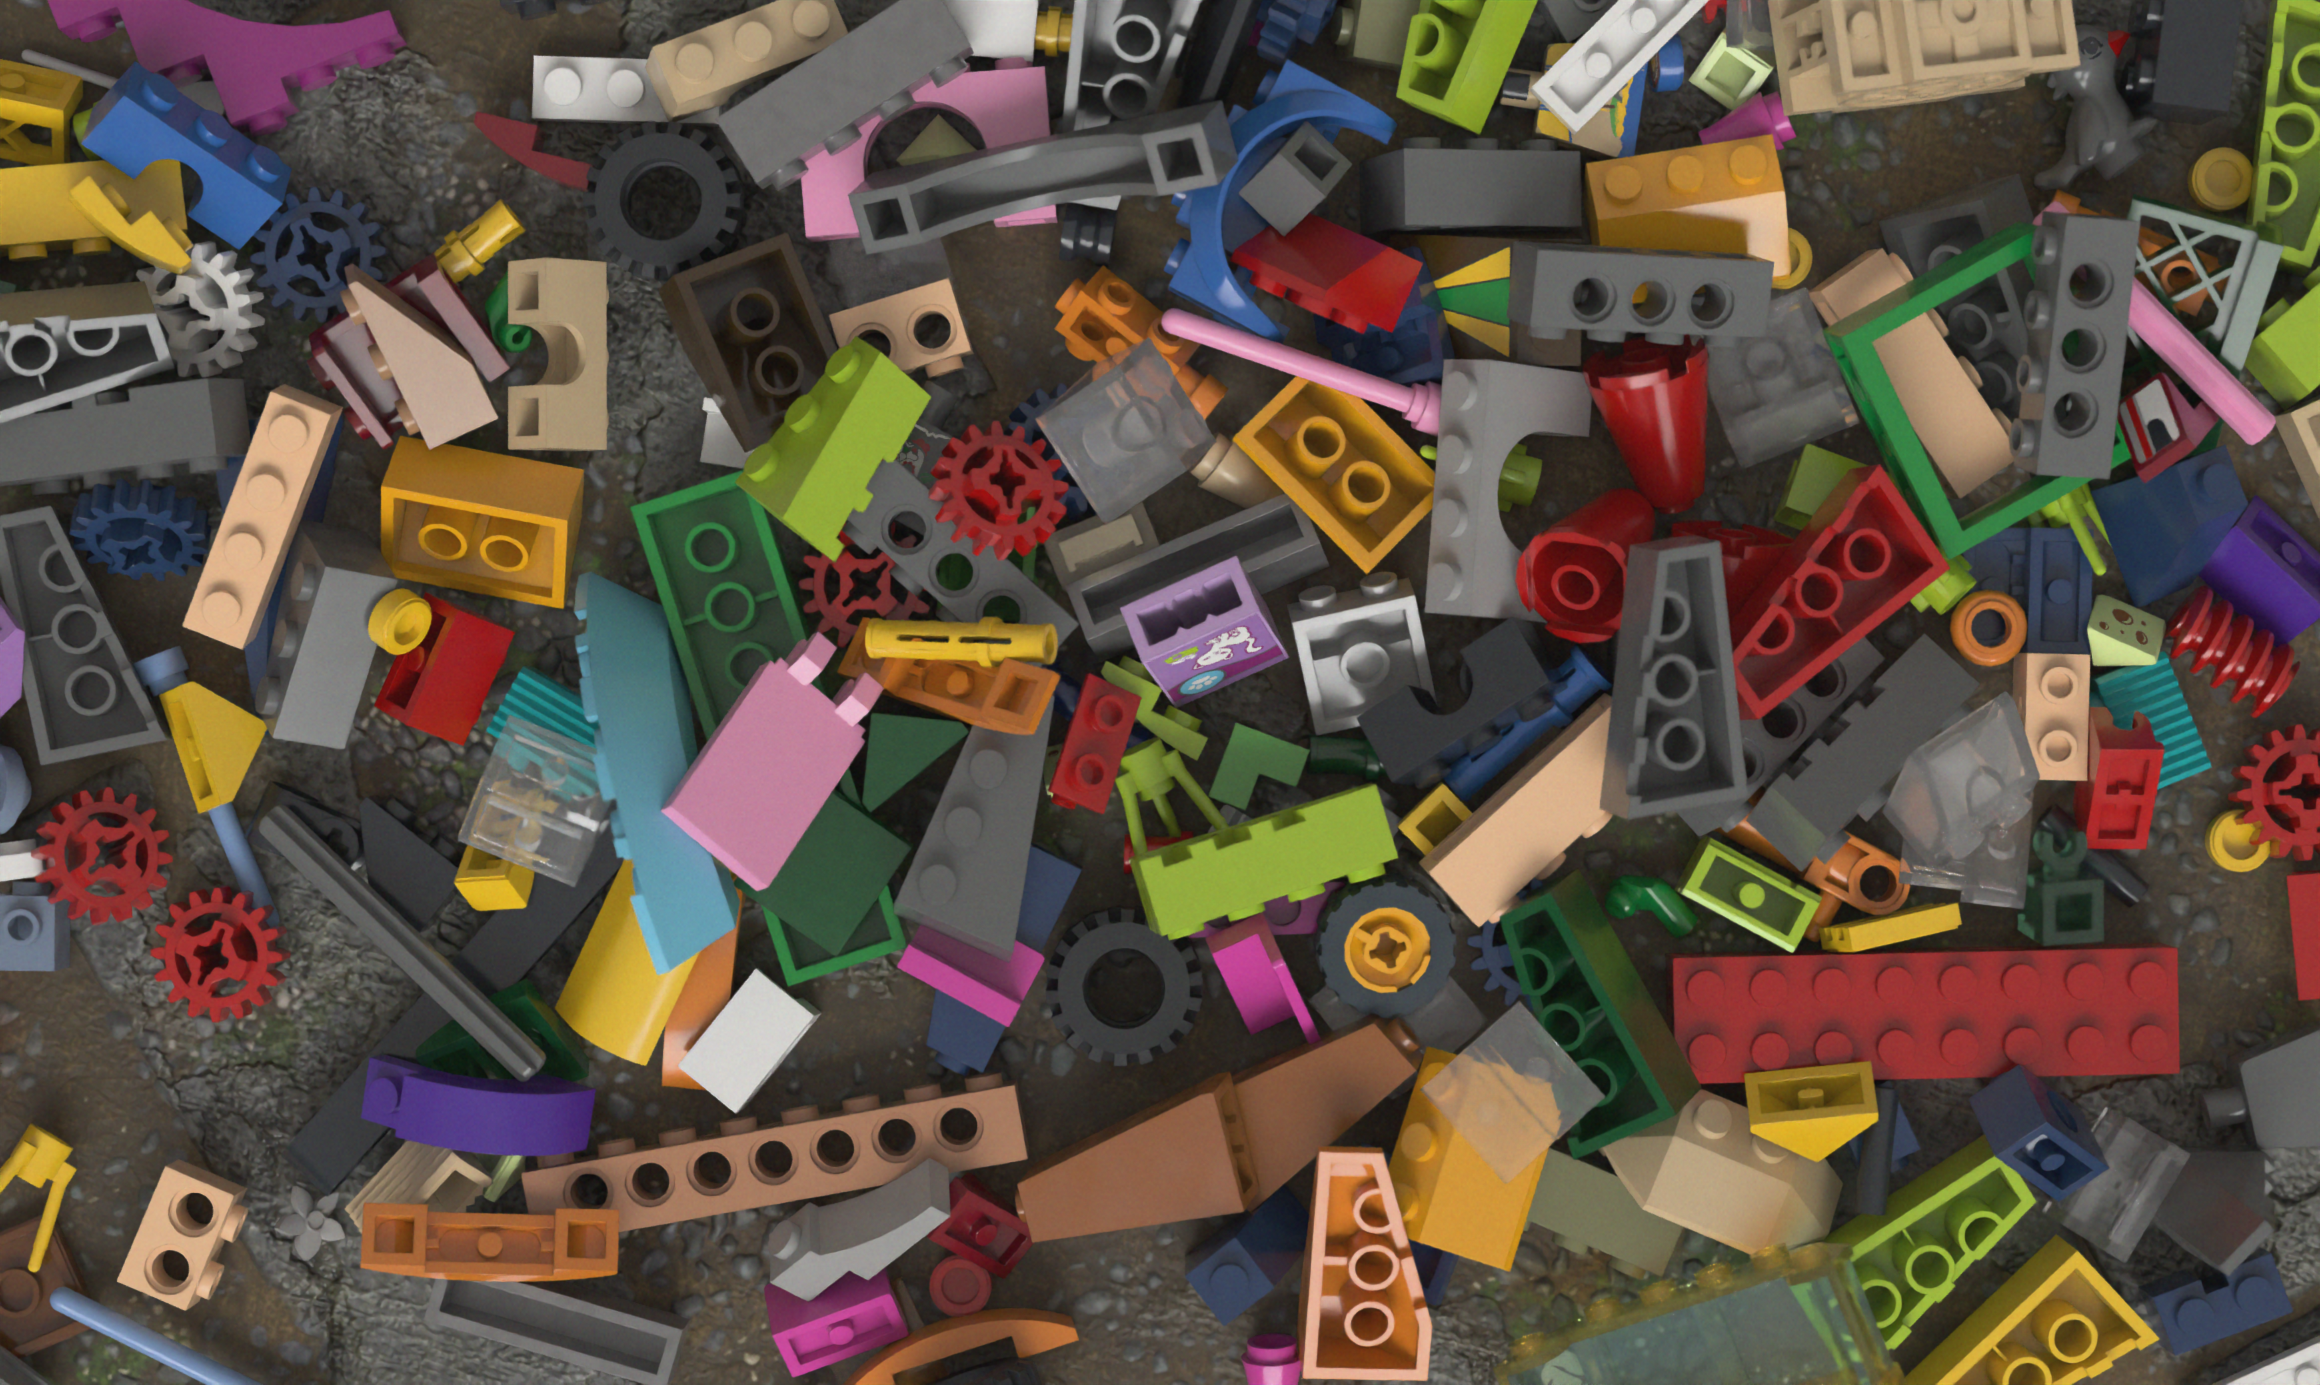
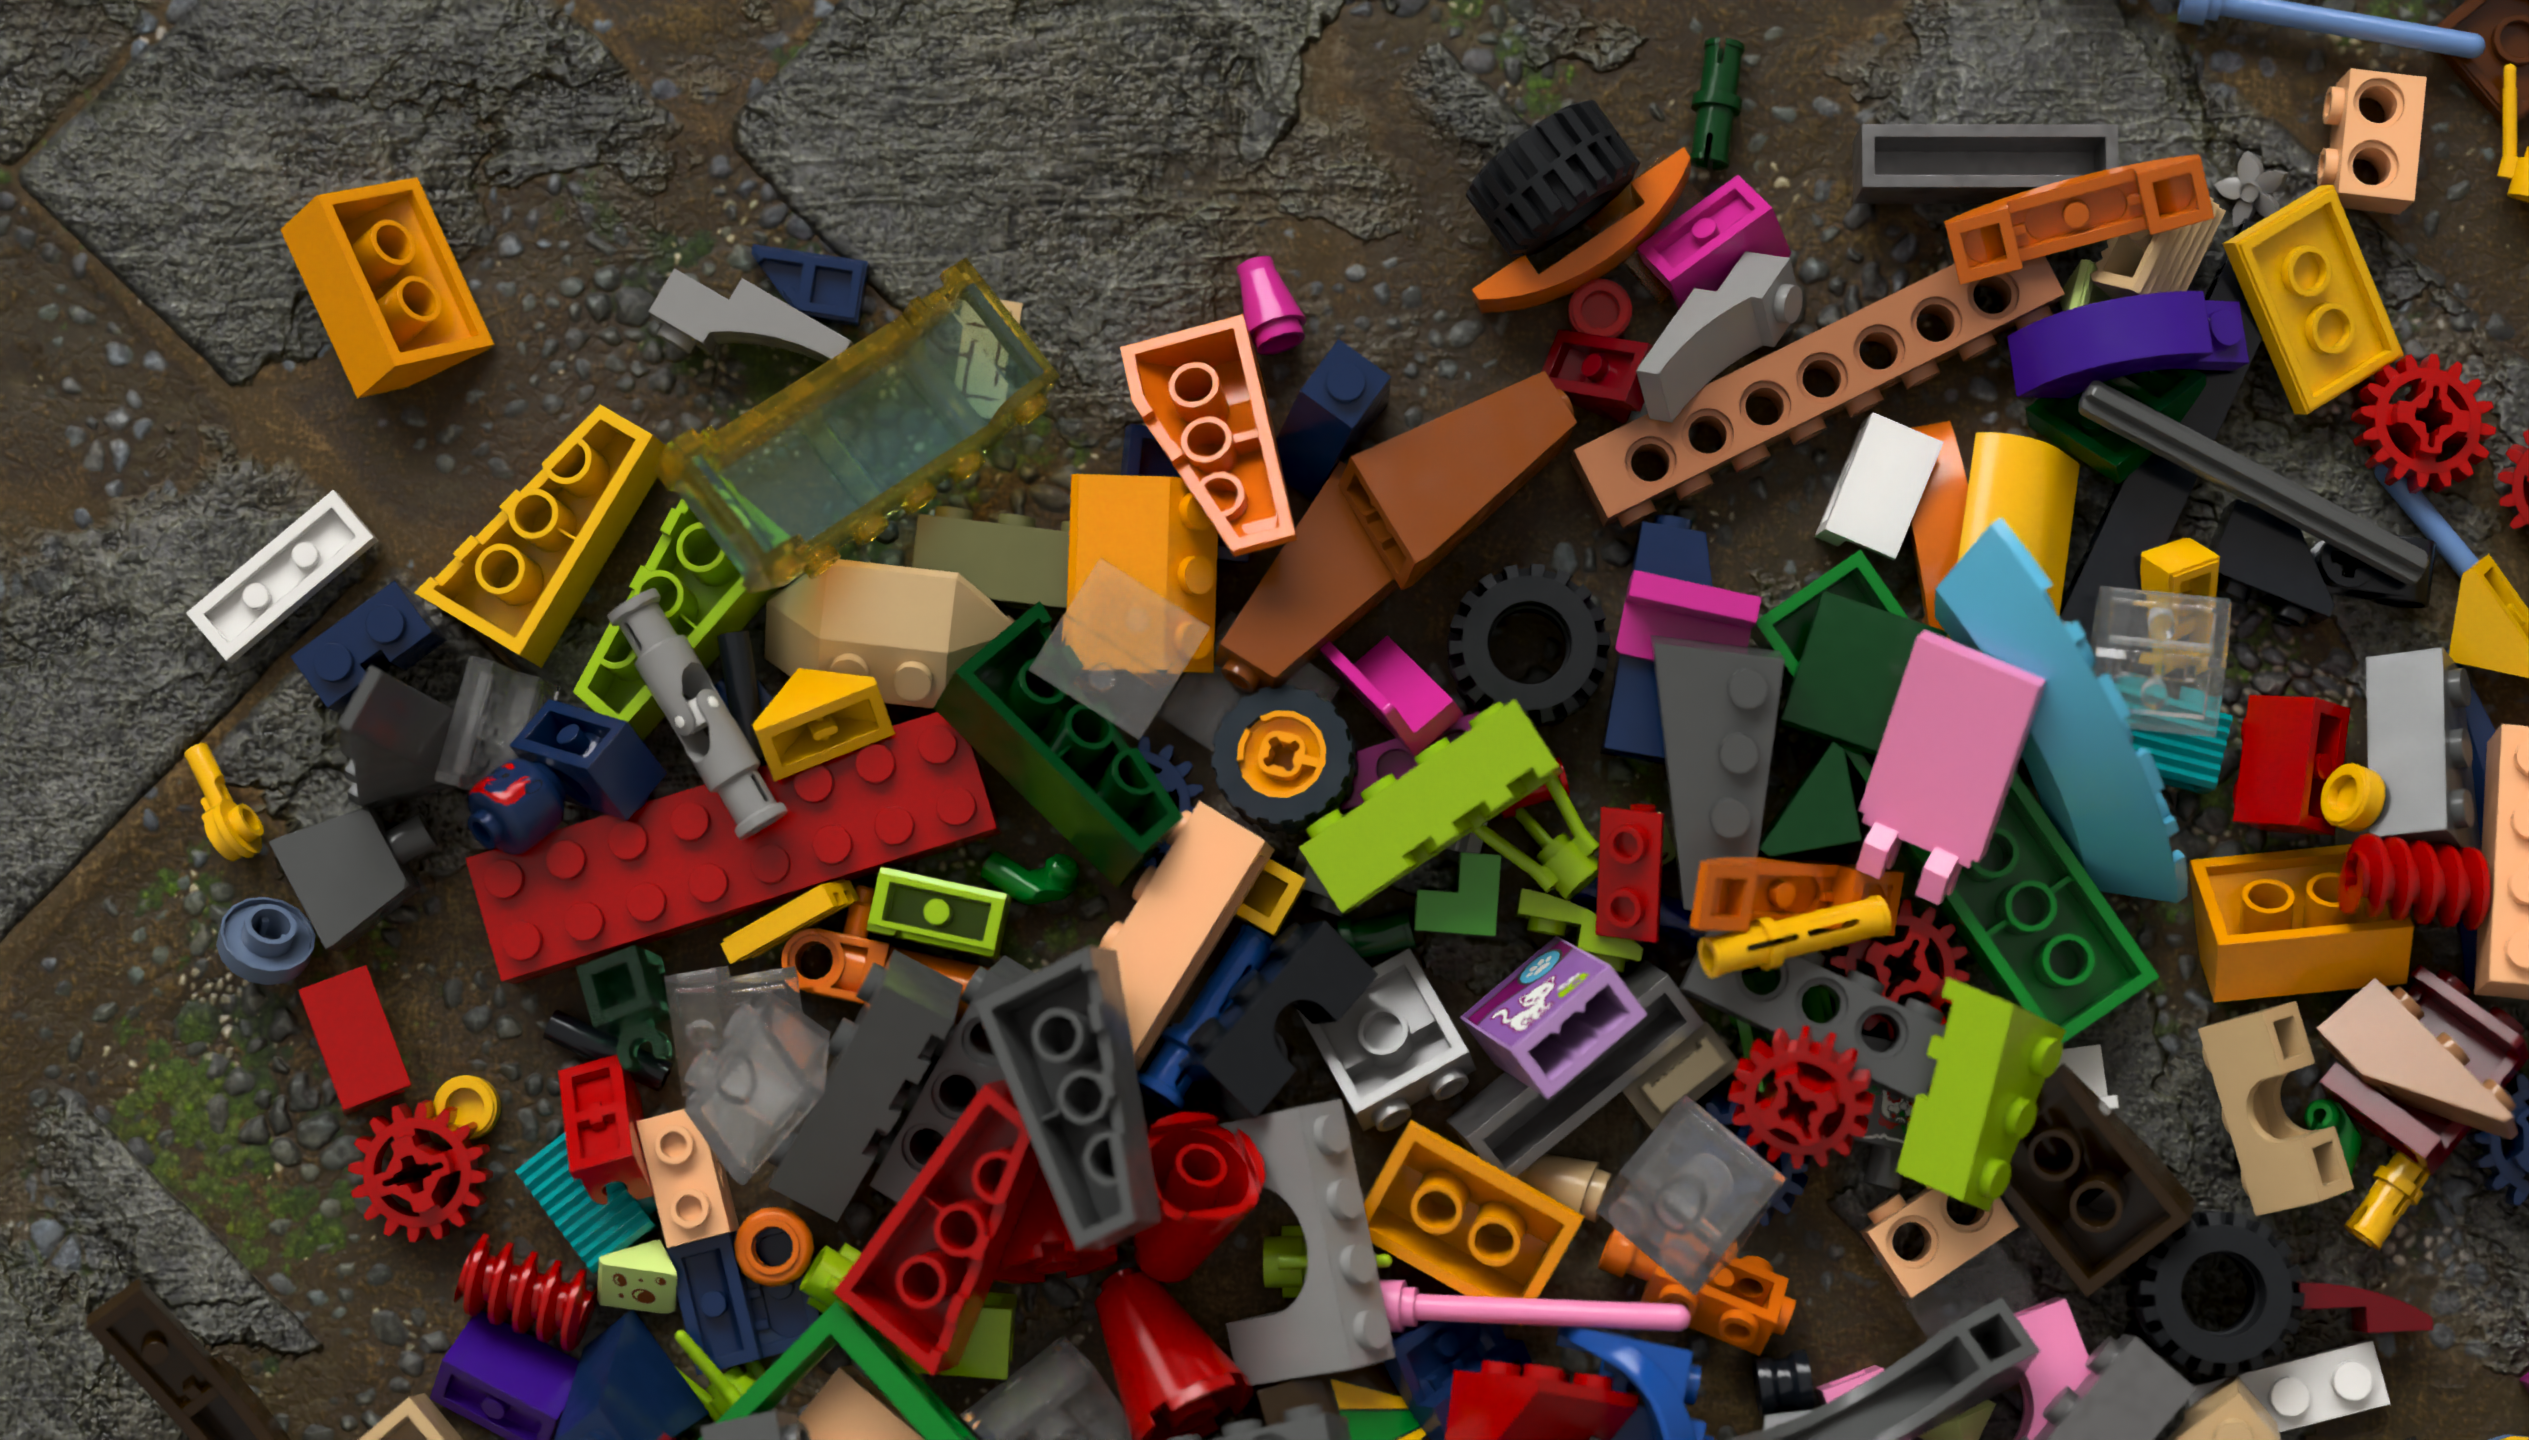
camera: 170 degrees right, 5 degrees down
(288, 1100) = (2313, 299): none -> yellow tile
(367, 531) = (2417, 877): none -> red piece
(1915, 1100) = (673, 668): none -> light grey piece
(2119, 1108) = (516, 806): none -> dark blue head

